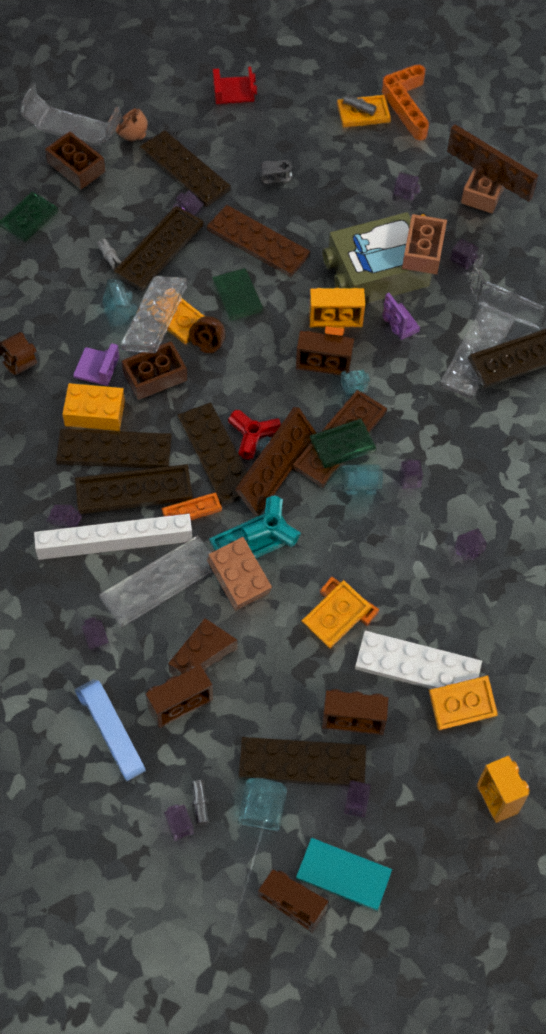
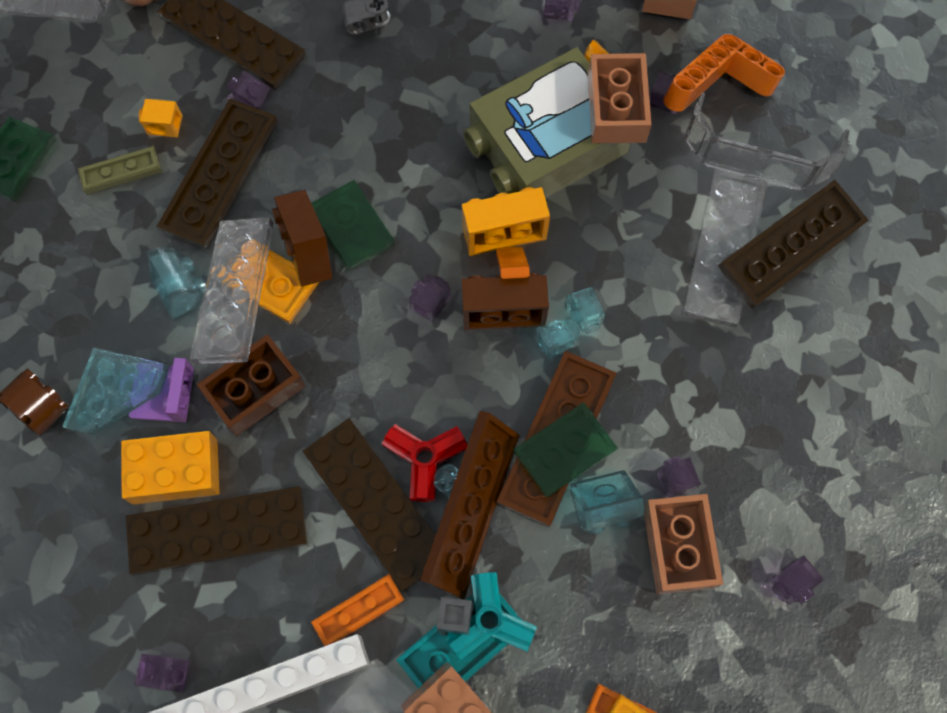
camera: 10 degrees left, 10 degrees up
(67, 356) = (113, 388): none -> clear light blue plate
(75, 160) = (63, 54): reddish brown brick -> none
(92, 235) = (119, 170): none -> olive tile
(109, 253) = (145, 197): light grey pin -> none
(129, 209) = (160, 118): none -> light orange brick
(133, 489) = (259, 598): dark brown plate -> none
(205, 291) = (303, 237): none -> reddish brown wedge
(207, 334) = (321, 304): reddish brown cylinder -> none
(251, 514) = (455, 616): none -> flat silver panel
(258, 241) = (364, 130): reddish brown plate -> none
(278, 344) = (429, 296): none -> clear purple brick
(376, 369) = (585, 310): none -> clear light blue brick
(399, 318) = (599, 217): medium lavender bracket -> none
(403, 509) = (682, 544): none -> nougat brick
(500, 239) = (725, 55): none -> orange beam

